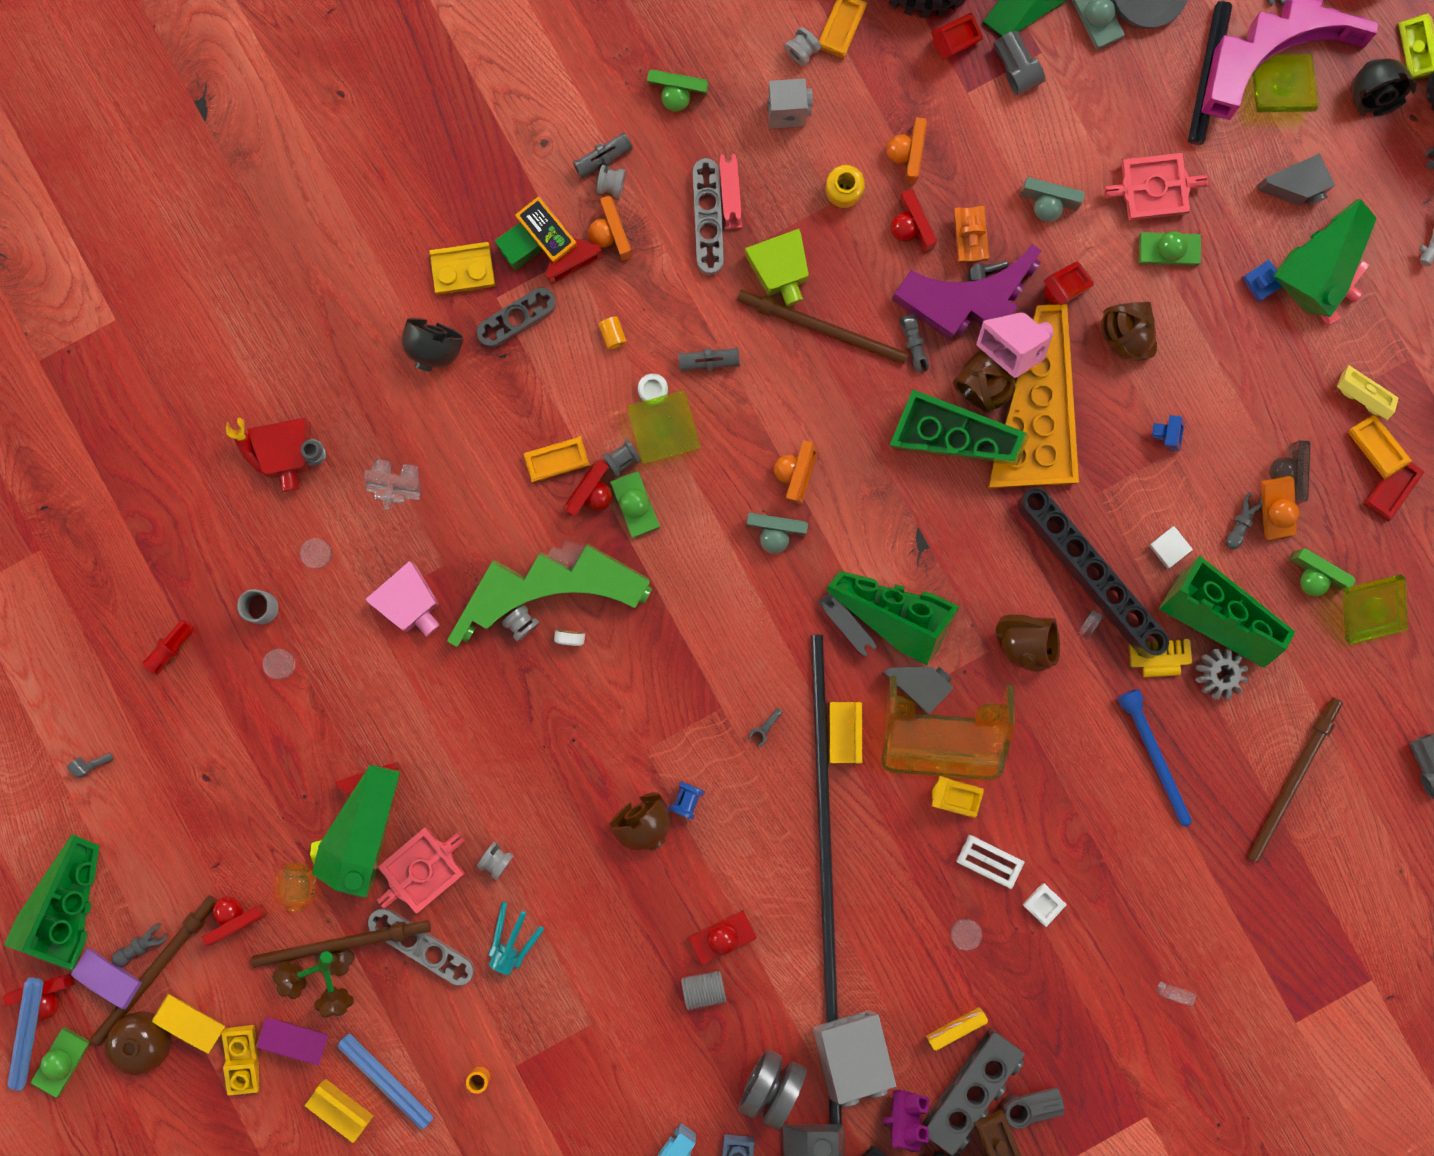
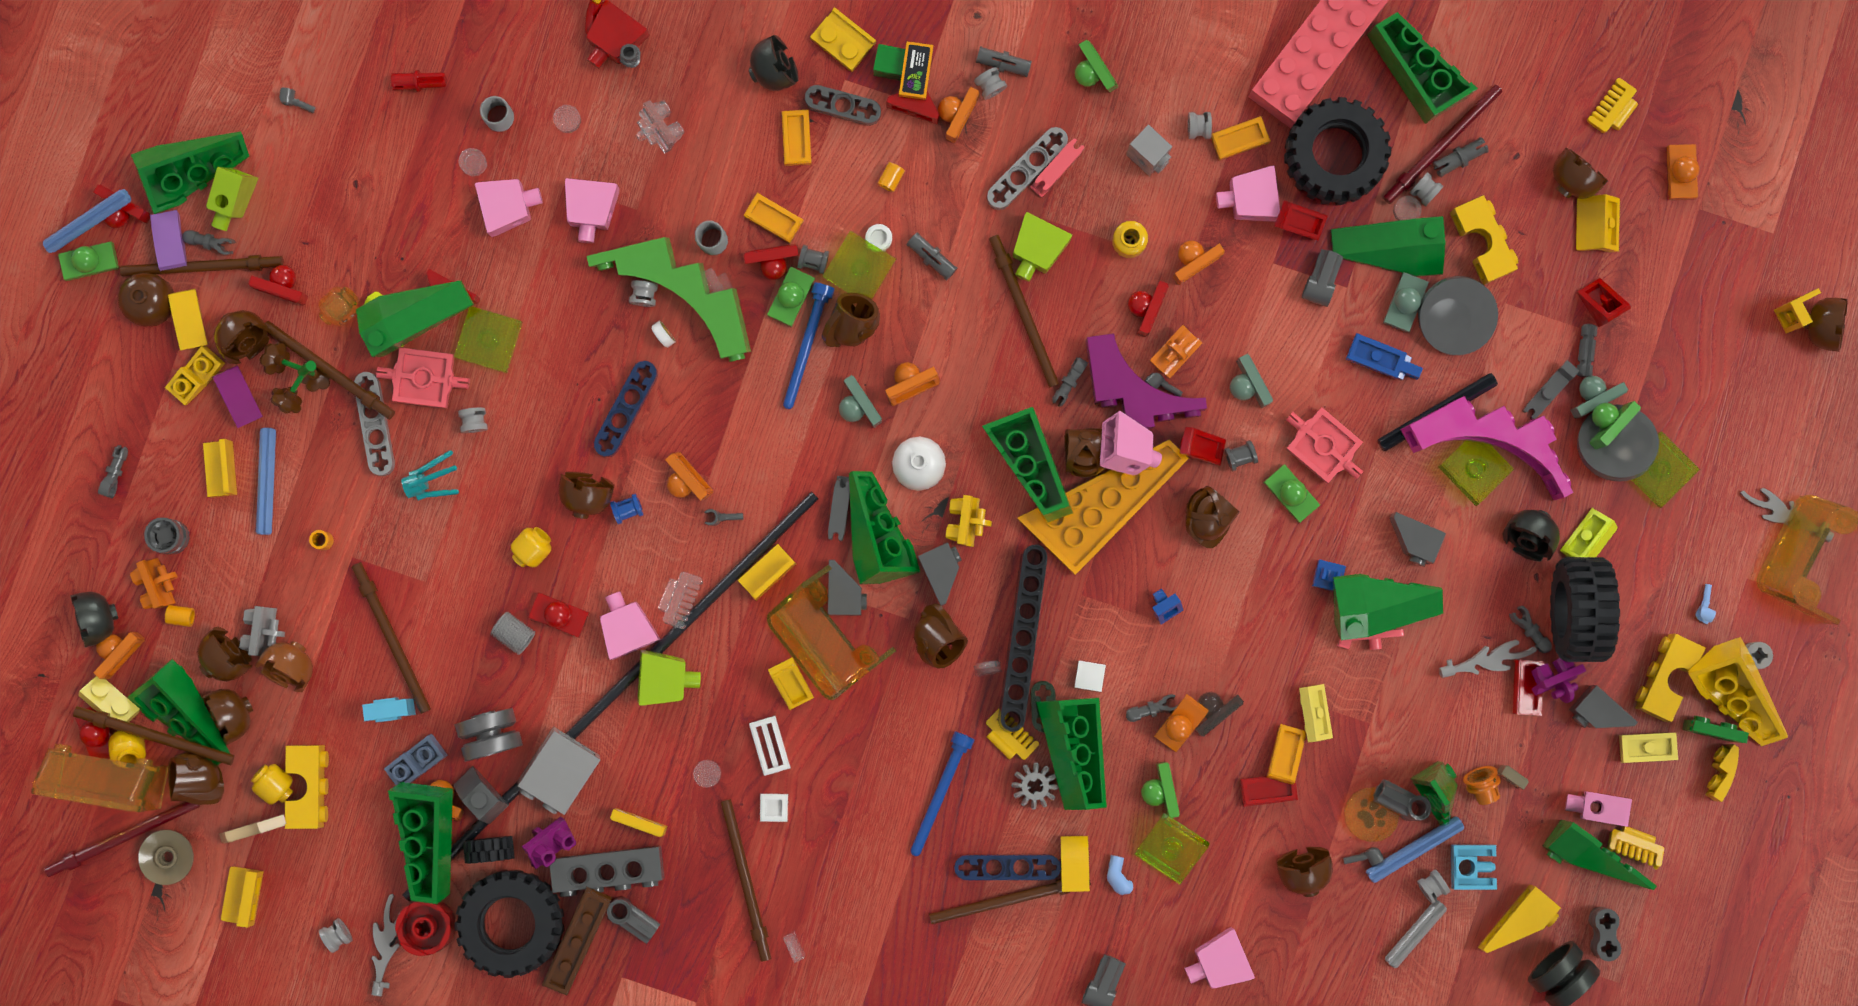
camera: 50 degrees right, 0 degrees up
(117, 892) = (230, 195): none -> lime torso
(243, 991) = (240, 336): none -> reddish brown cylinder
(340, 668) = (505, 204): none -> bright pink torso
(438, 786) = (488, 339): none -> clear neon green plate
(507, 380) = (796, 137): none -> light orange tile
(513, 519) = (705, 226): none -> light grey piece
(556, 1078) = (368, 590): none -> reddish brown bar
(607, 723) = (628, 410): none -> dark blue beam
(646, 909) = (531, 547): none -> yellow head
(657, 478) = (821, 295): none -> blue piece
(704, 476) = (851, 324): none -> reddish brown helmet
(707, 728) = (686, 479): none -> orange tile
(785, 891) = (626, 627): none -> bright pink torso
(794, 826) = (673, 598): none -> clear piece
(856, 899) = (663, 678): none -> lime torso
(869, 526) = (918, 463): none -> white cylinder
(900, 57) = (1252, 196): none -> bright pink torso
(961, 541) = (971, 520): none -> yellow hips
(975, 588) = (941, 569): none -> dark grey slope
(1103, 260) = (1241, 455): none -> dark grey bush
(1126, 76) = (1382, 358): none -> blue hinge
(1136, 1011) = (759, 932): none -> reddish brown bar
(1159, 616) = (1034, 699): none -> clear green beam
(1270, 761) = (1007, 863): none -> dark blue beam
(1316, 699) = (1075, 863): none -> yellow slope
(1355, 677) = (1116, 878): none -> light blue arm

